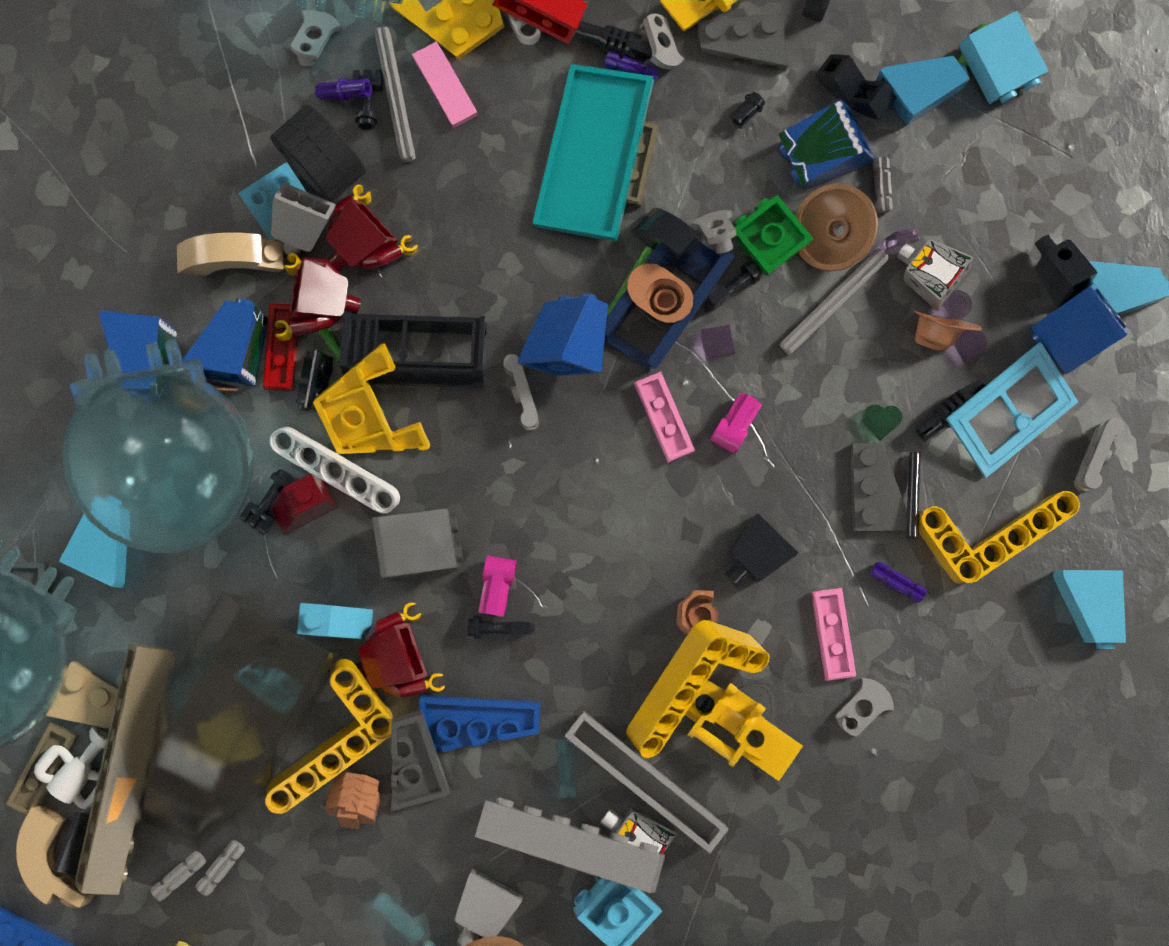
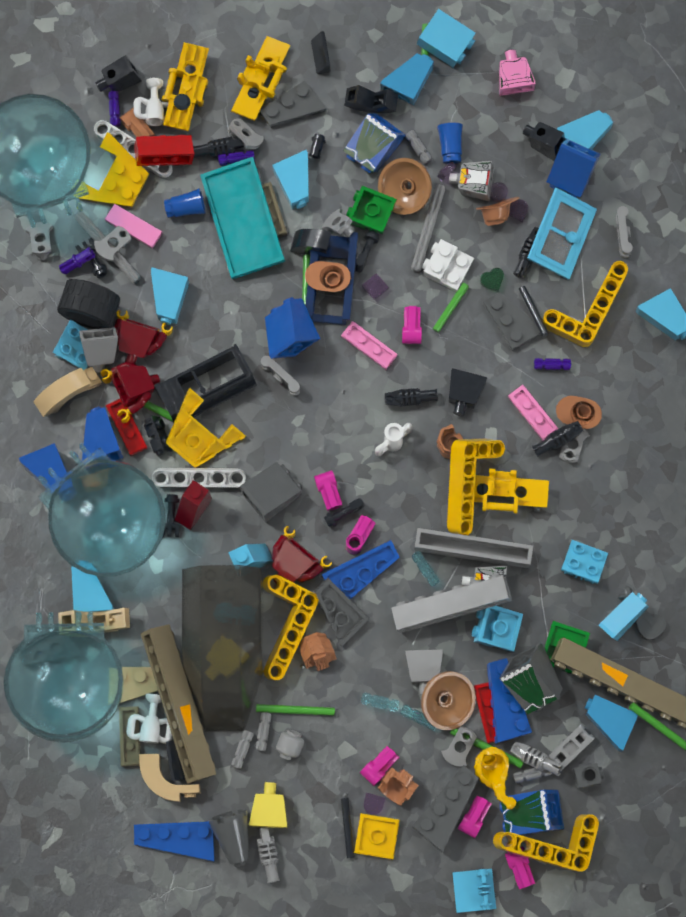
camera: 25 degrees left, 5 degrees down
(86, 591) = (112, 619): none -> tan arch
(243, 908) = (290, 744): none -> light grey head
(280, 861) = (295, 709): none -> bright green bar
(389, 101) = (107, 252): none -> light grey piece
(436, 201) = (168, 294): none -> medium azure slope
(505, 668) = (360, 533): none -> dark pink piece
(528, 92) = (185, 204): none -> blue plant
(623, 565) = (393, 438): none -> white piece
(678, 519) = (409, 397): none -> black hinge
(692, 136) = (294, 179): none -> medium azure slope
(788, 885) = (584, 562): none -> medium azure hinge
(803, 426) = (451, 306): none -> bright green bar
(831, 366) = (447, 265): none -> white plate
(849, 692) = (558, 438): none -> black hinge
(898, 672) = (579, 409): none -> nougat piece
(930, 201) = (450, 140): none -> blue plant
(1069, 158) = (515, 75): none -> bright pink torso

